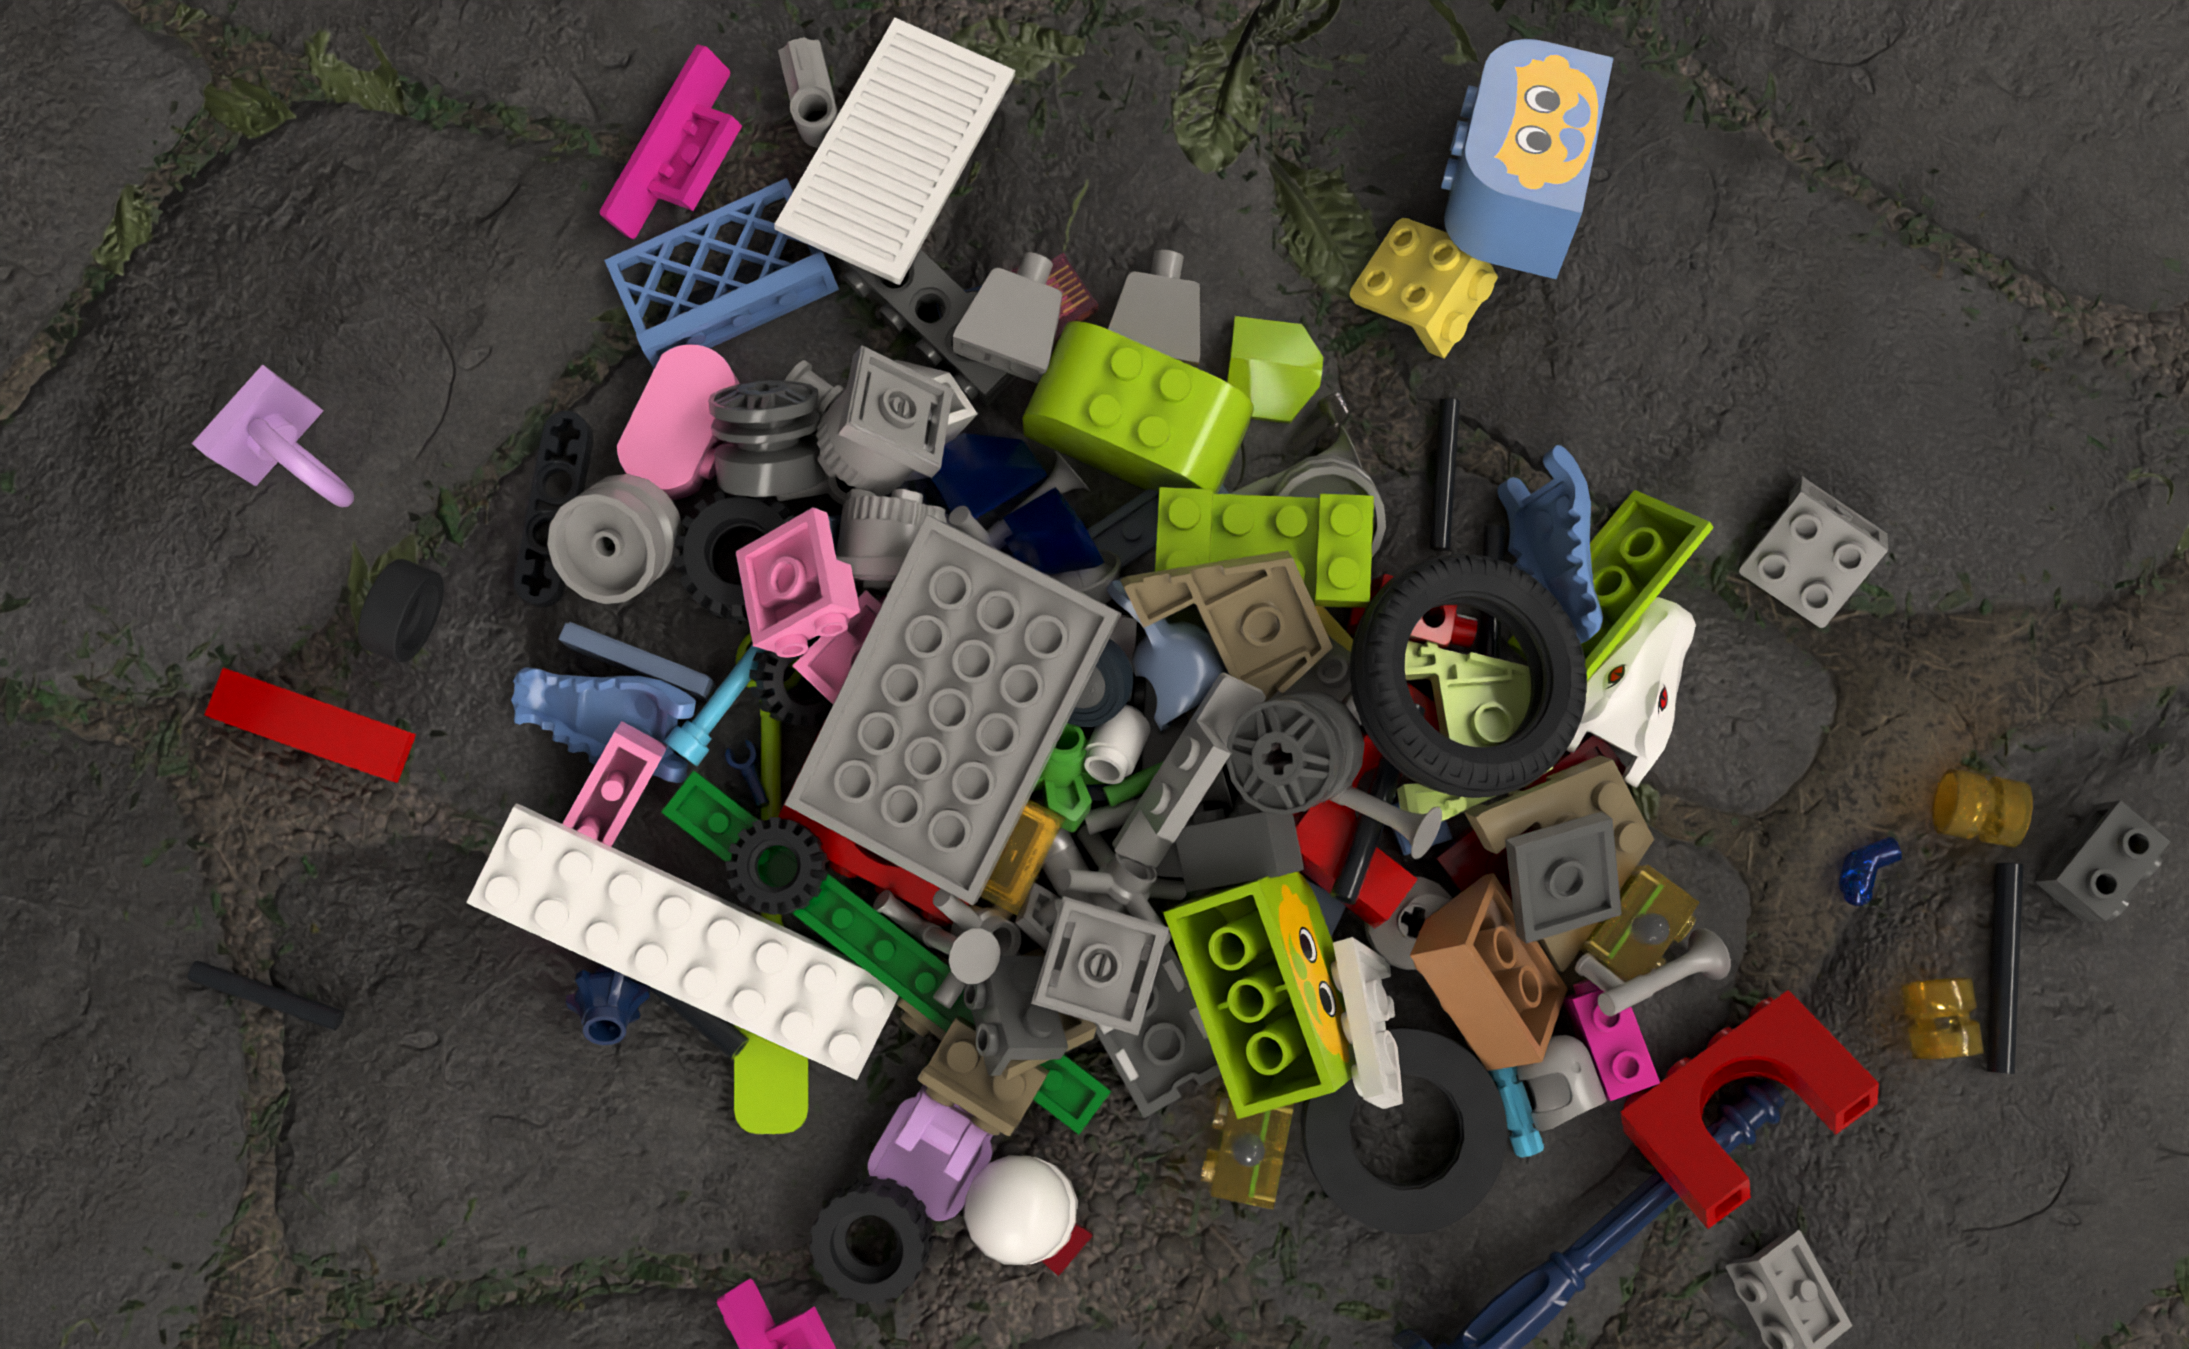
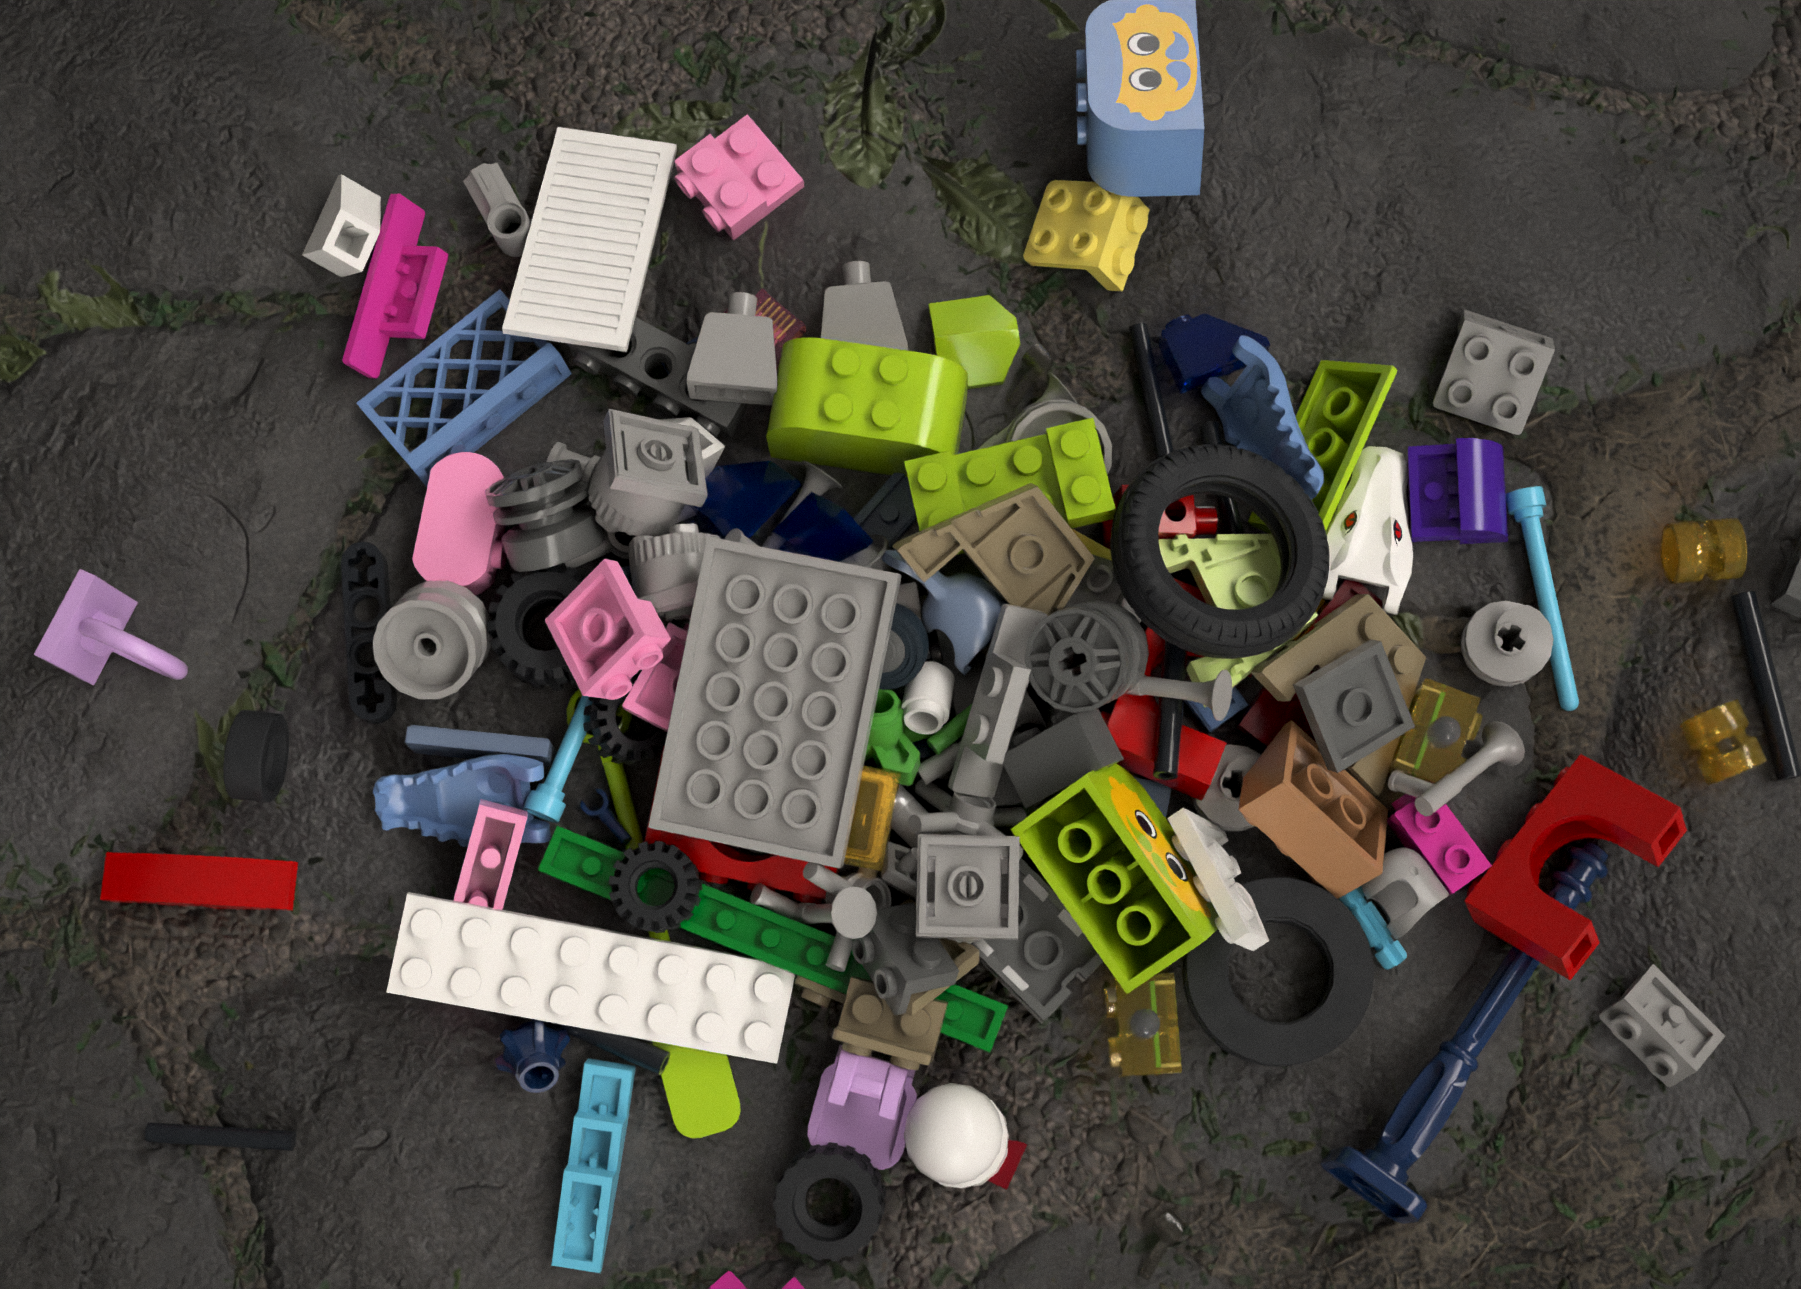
camera: 10 degrees left, 5 degrees down
(639, 1132) = (593, 1166): none -> medium azure slope
(641, 68) = (345, 228): none -> white slope
(1069, 124) = (737, 177): none -> bright pink plate
(1512, 444) = (1202, 349): none -> clear blue slope
(1739, 673) = (1458, 492): none -> dark purple brick
(1769, 847) = (1529, 643): none -> light grey piece
(1806, 710) = (1527, 507): none -> medium azure piece
(1861, 867) = (1614, 633): clear blue arm -> none

